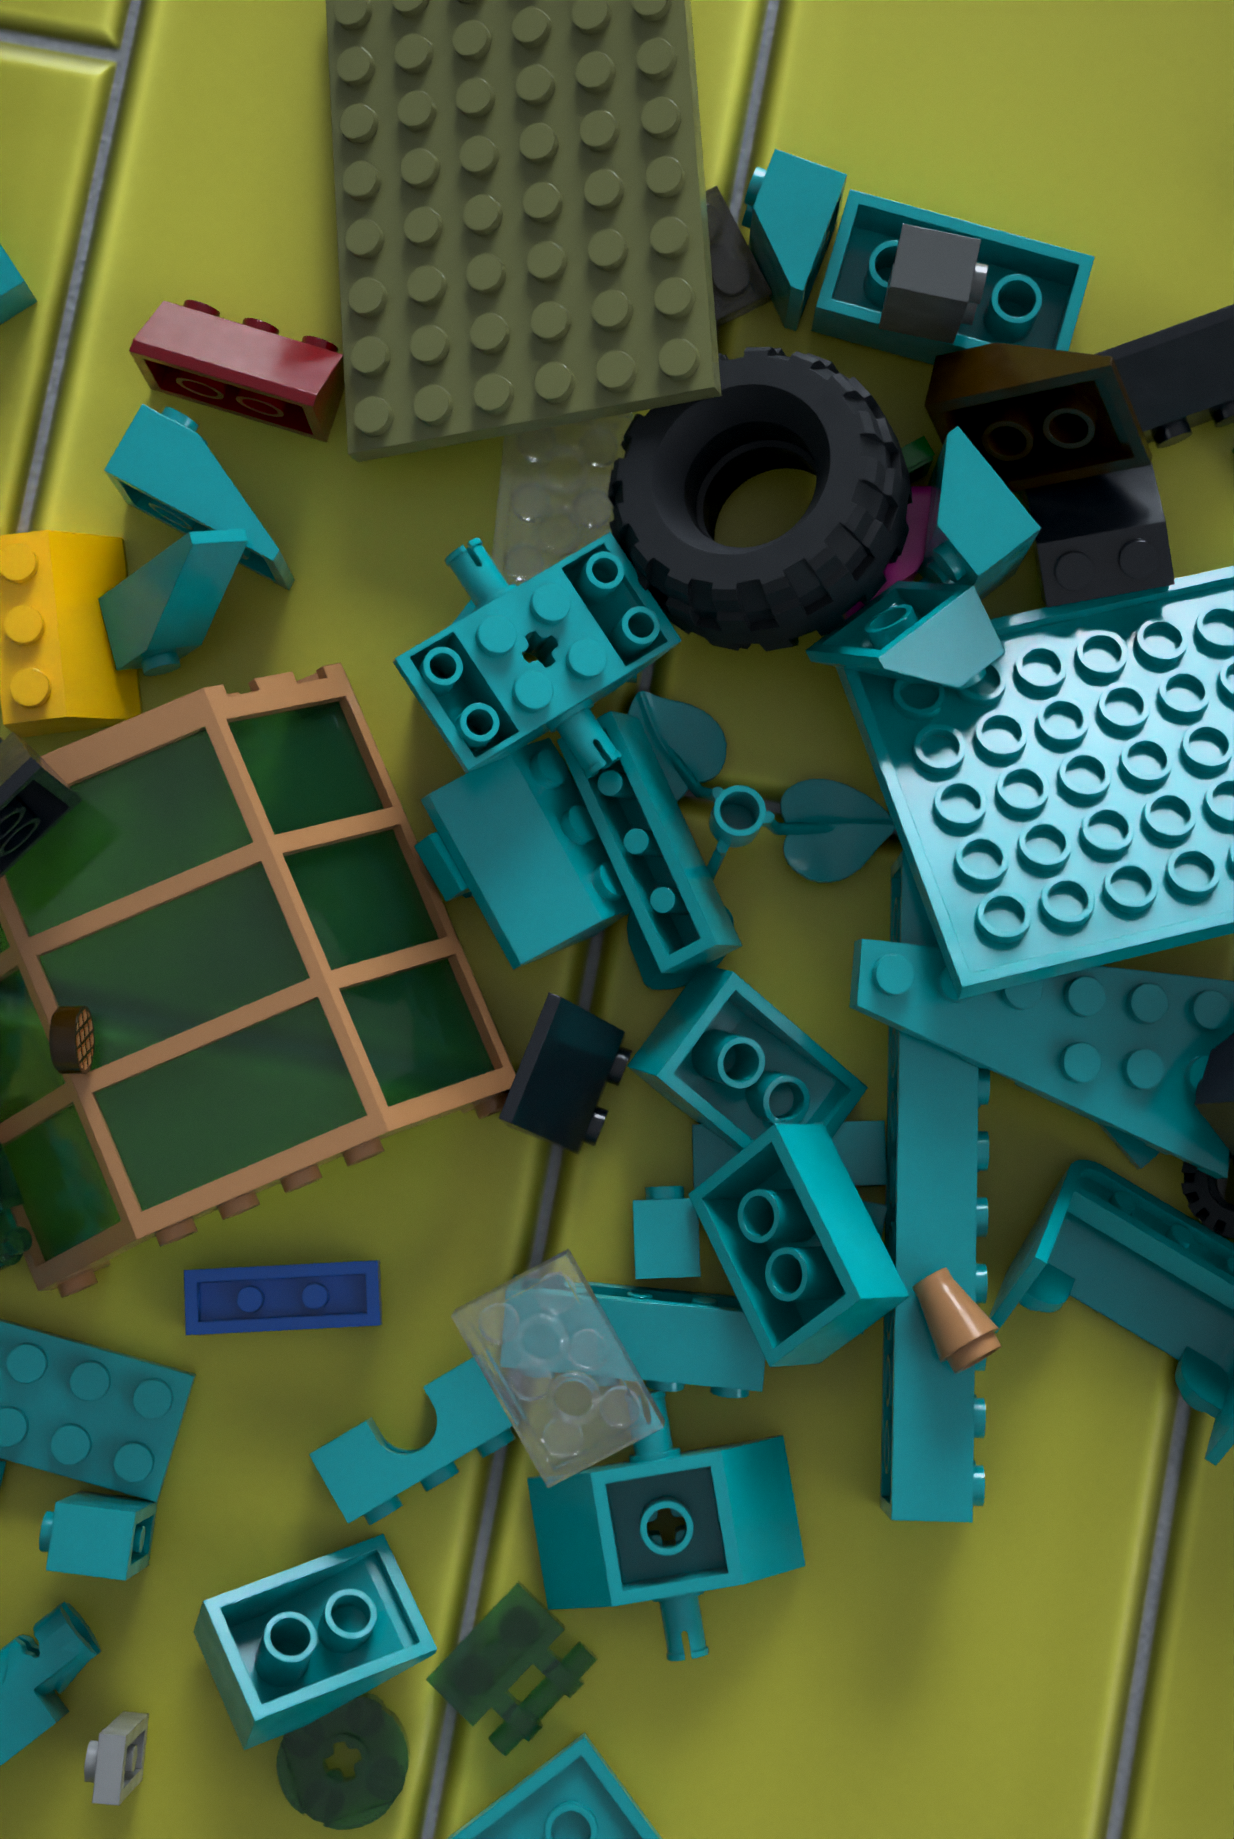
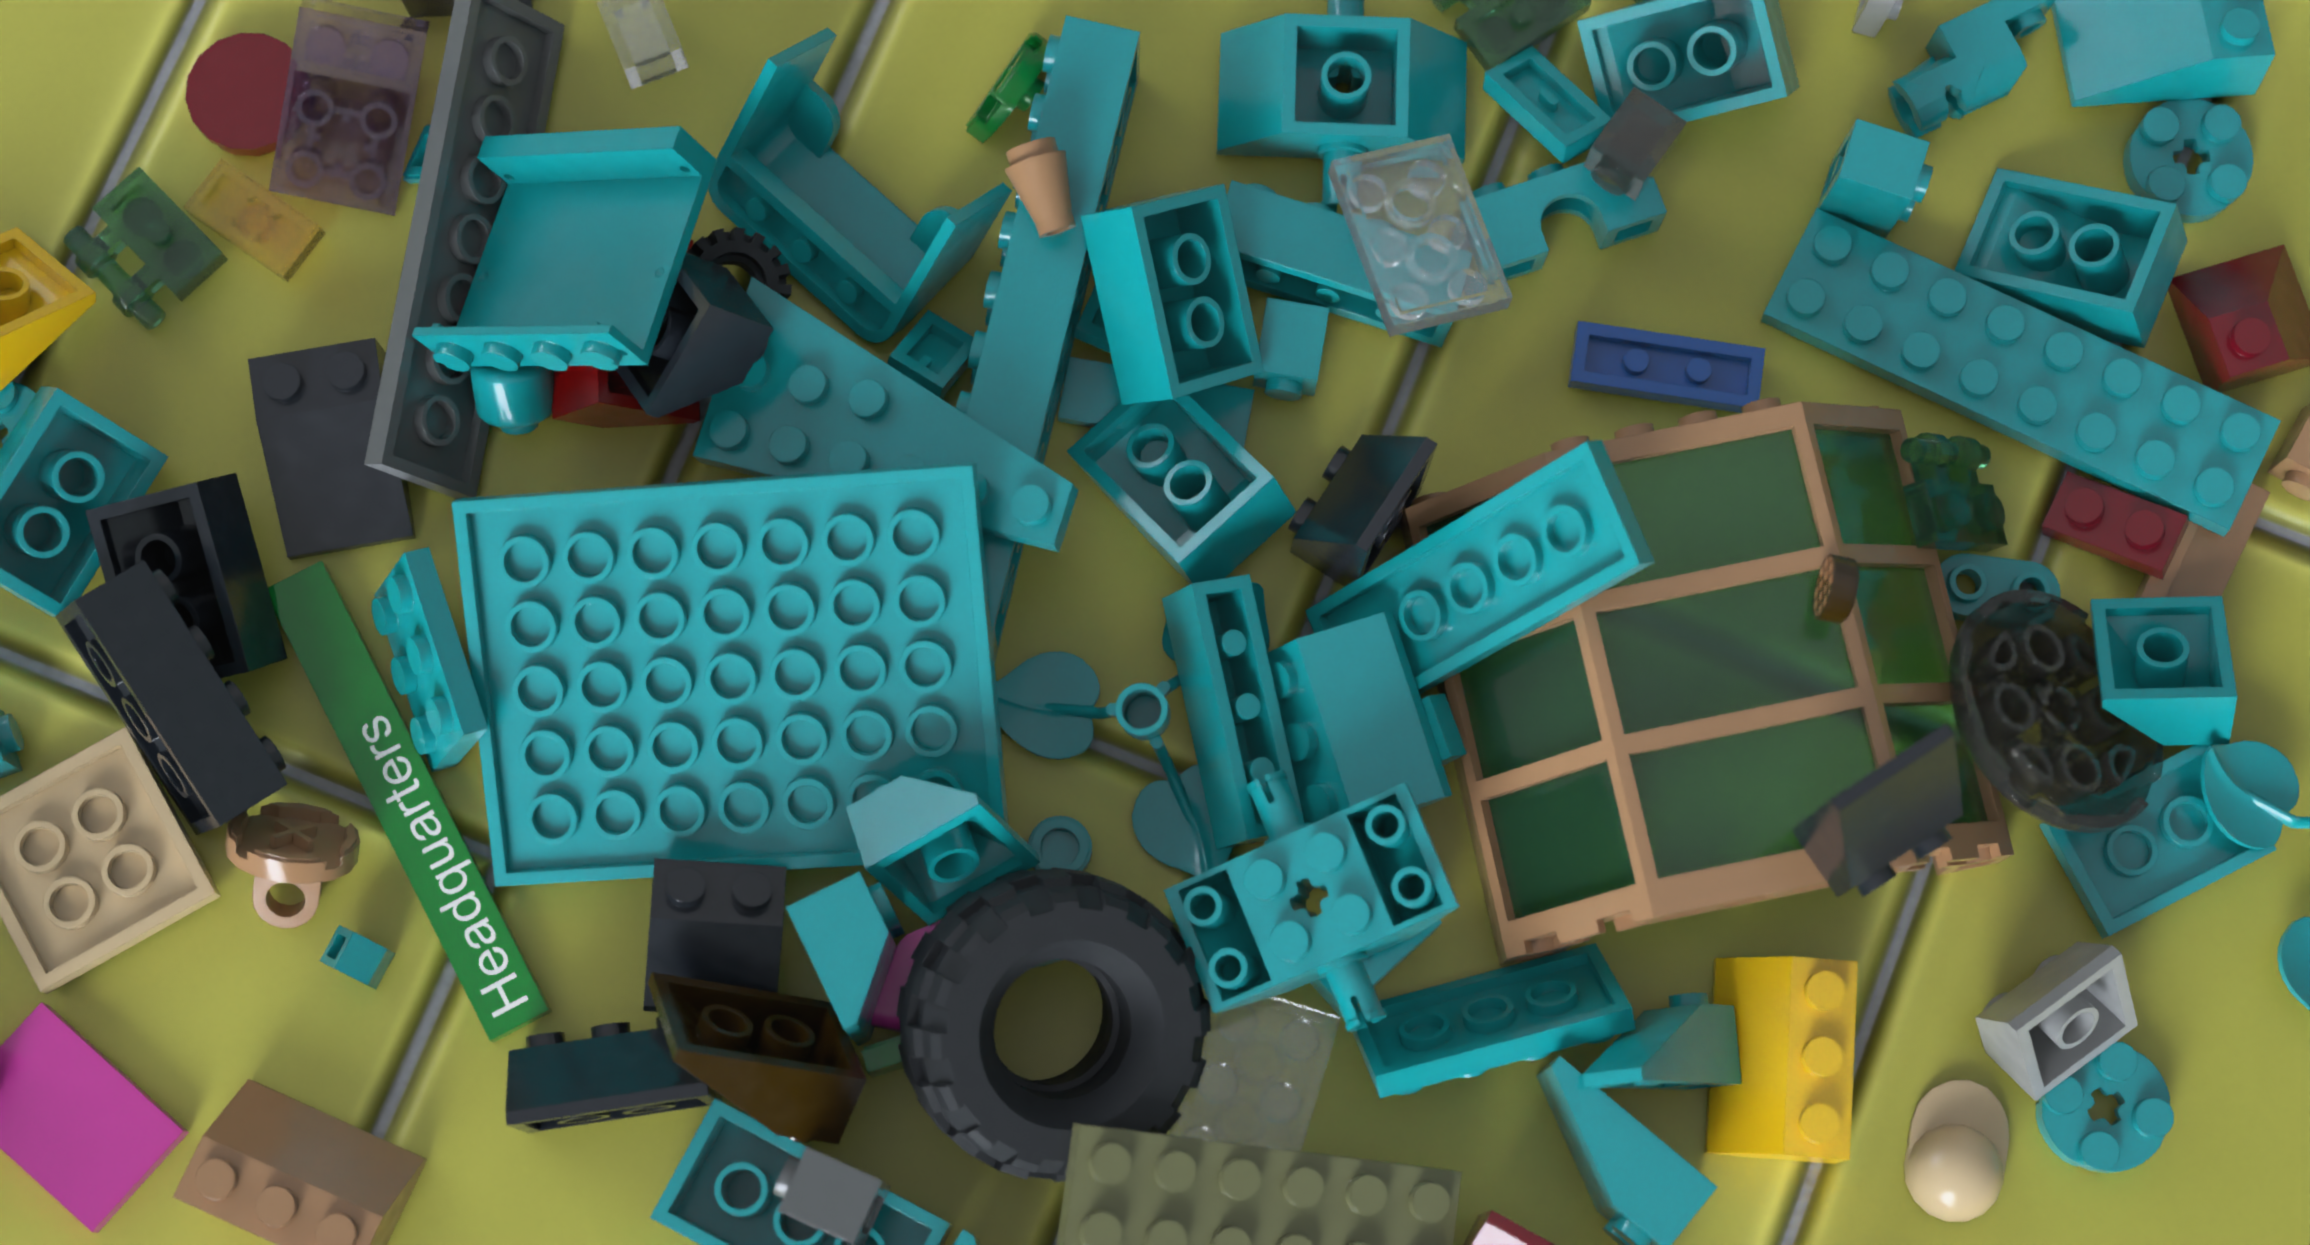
camera: 175 degrees left, 5 degrees down
(346, 599) = (1494, 1020): none -> teal plate
(354, 1509) = (1633, 145): none -> clear smoke brick
(411, 1010) = (1502, 567): none -> teal plate
(452, 1553) = (1546, 103): none -> teal plate
(788, 696) = (1061, 844): none -> teal tile
(1006, 1462) = (1012, 89): none -> green plate
(1026, 1145) = (933, 354): none -> teal bracket

